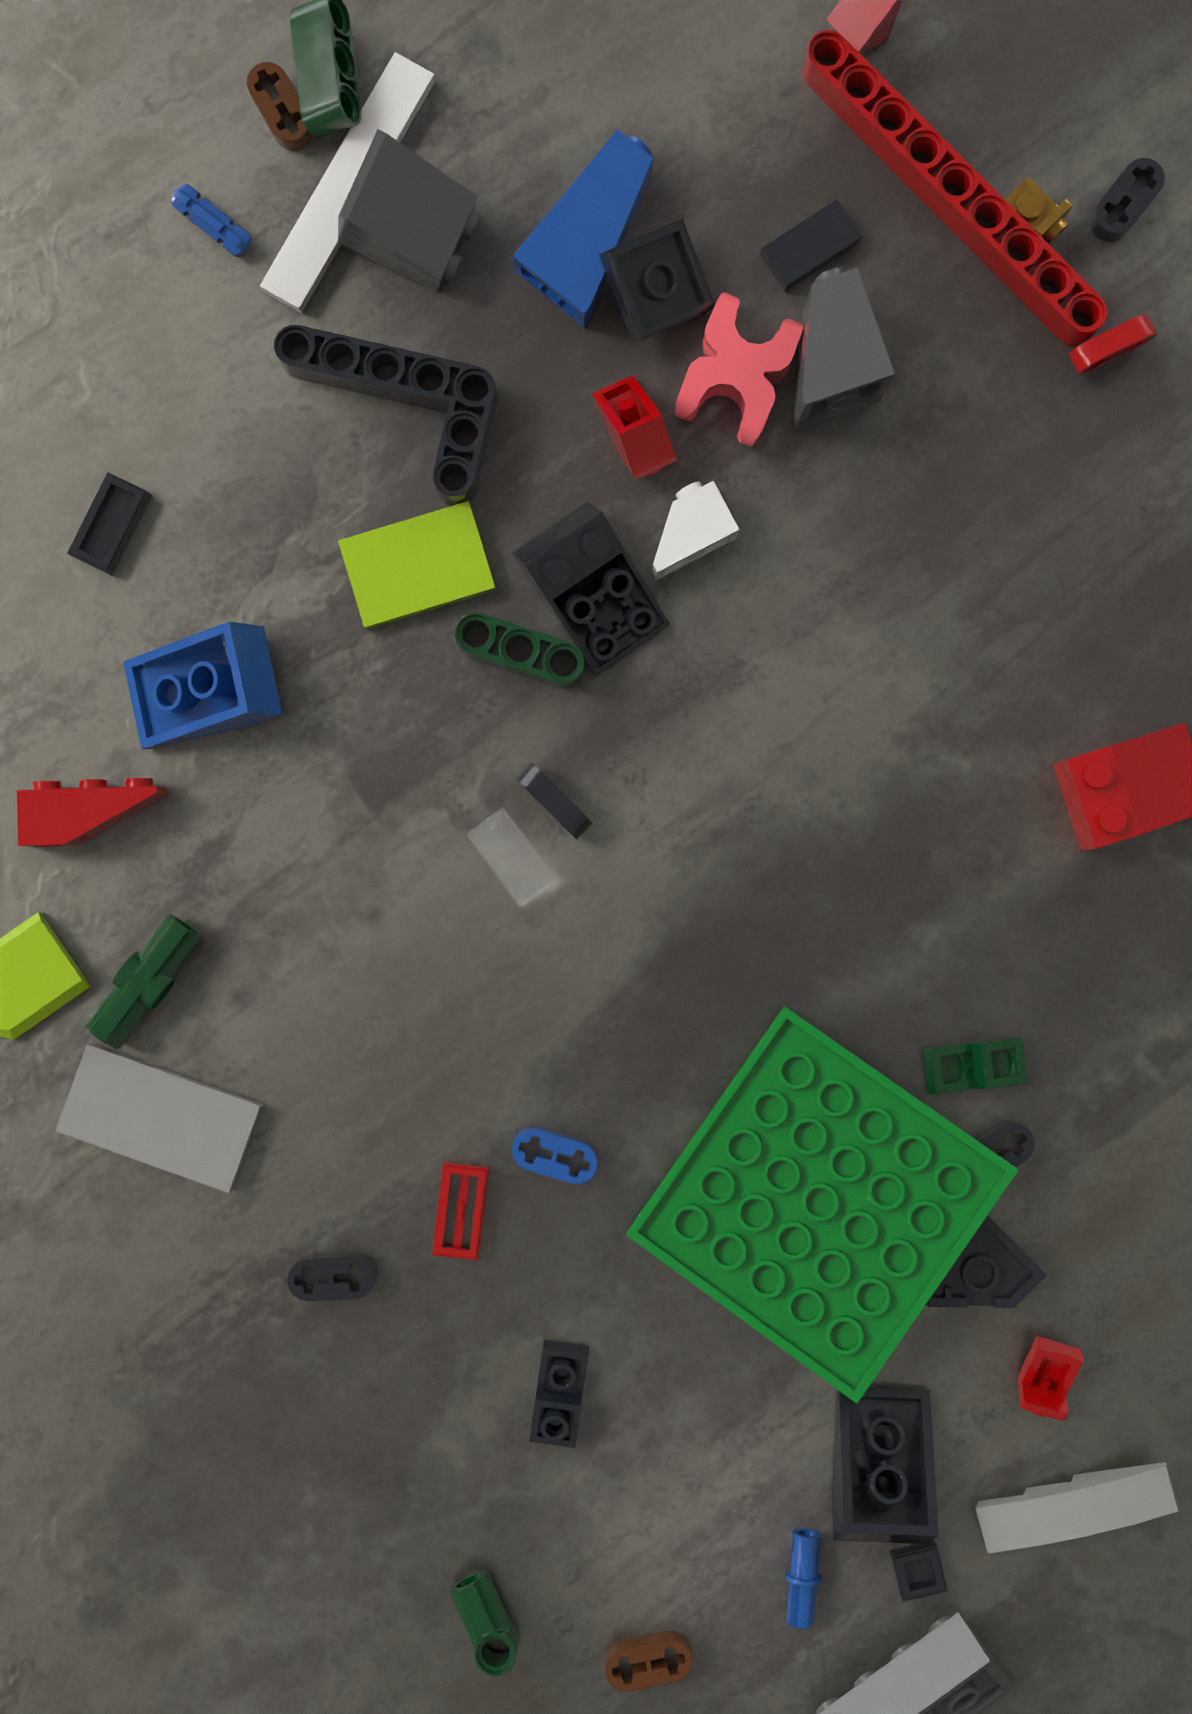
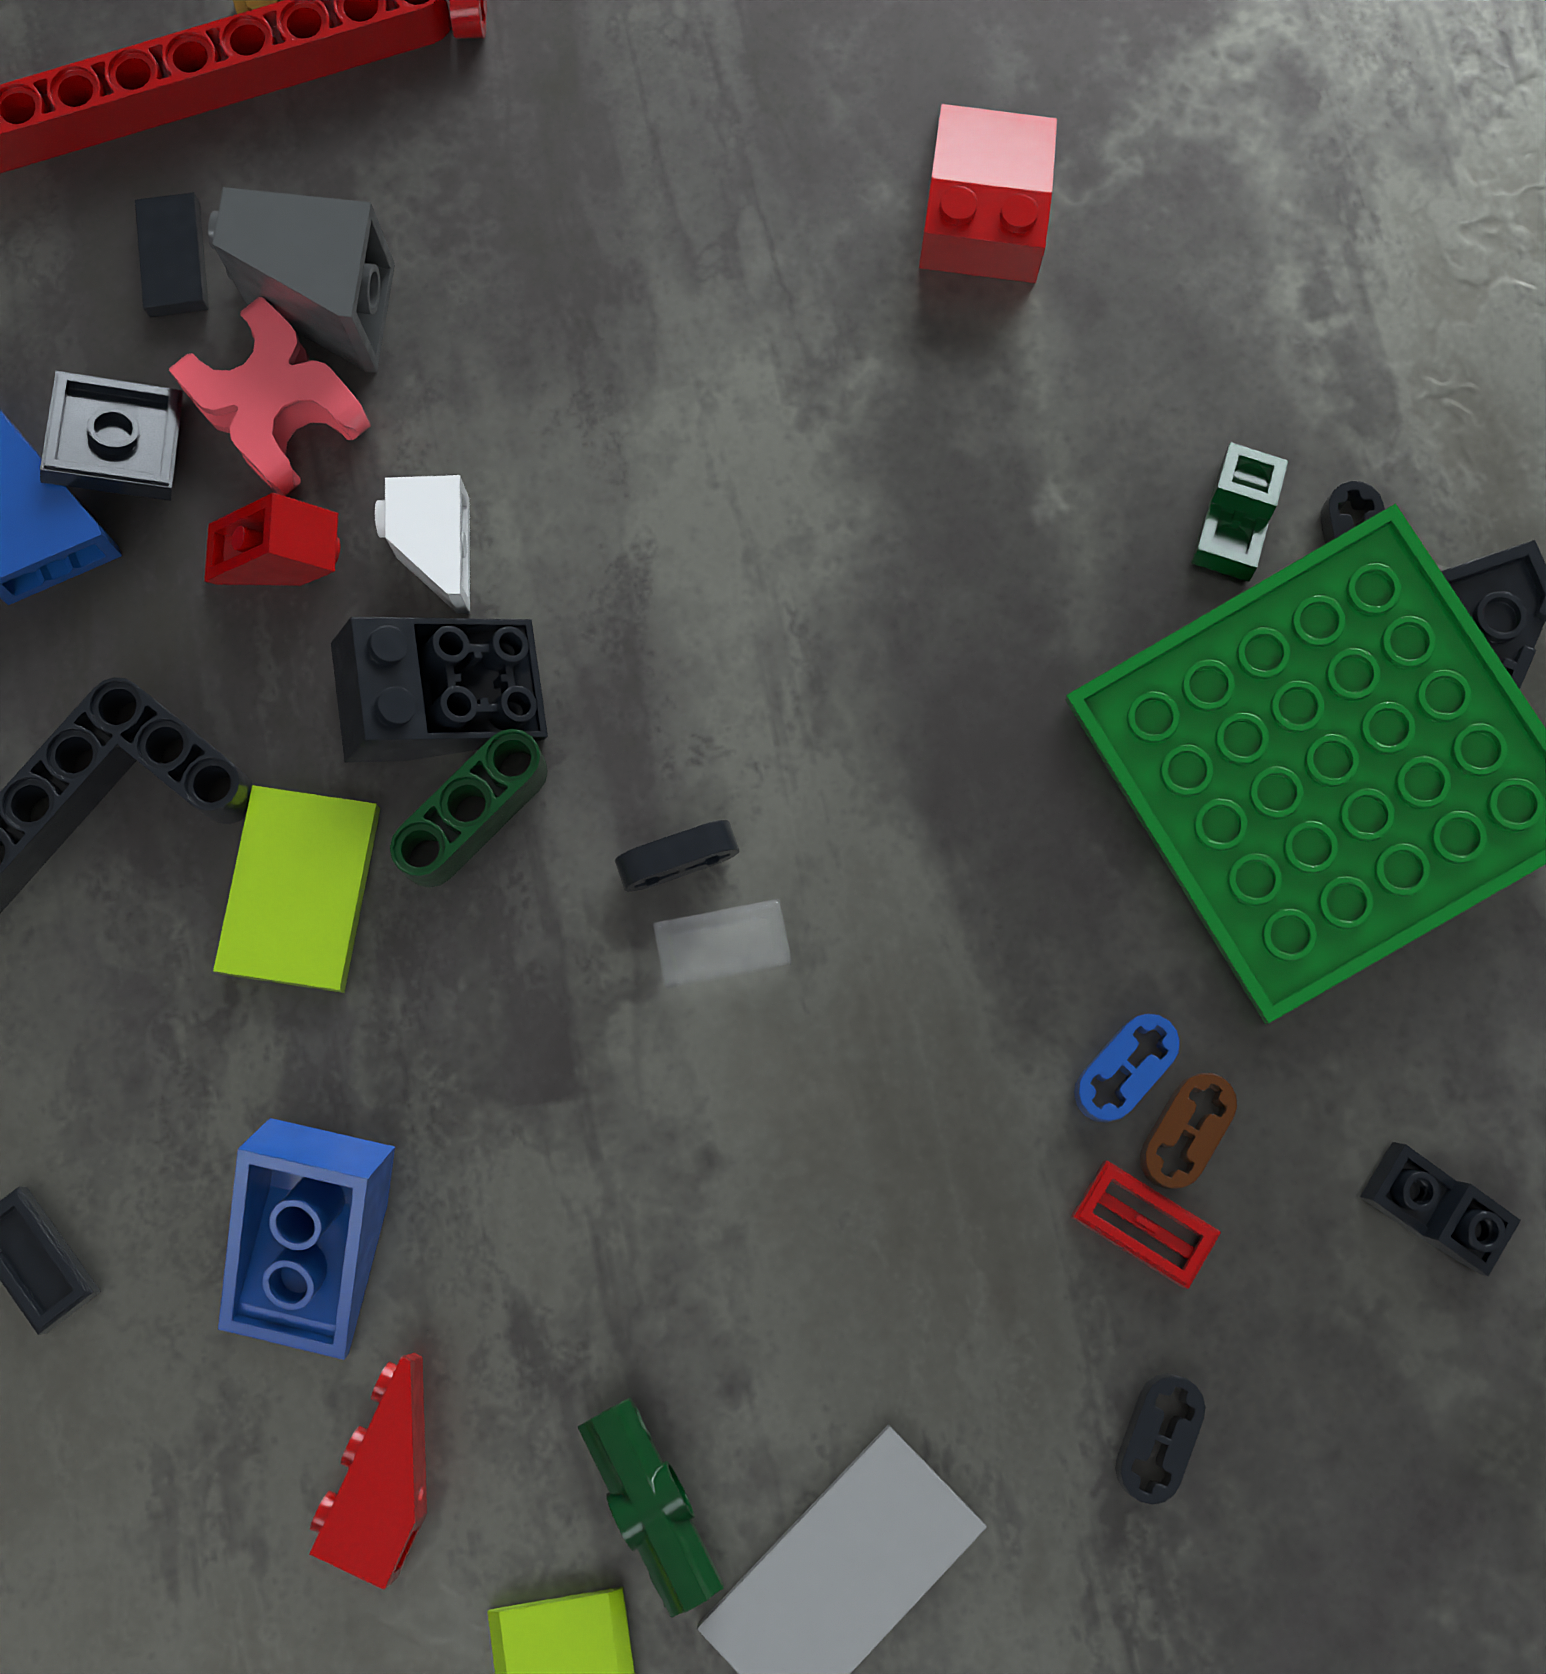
camera: 65 degrees left, 10 degrees down
(530, 1223) = (1202, 1138): none -> reddish brown beam

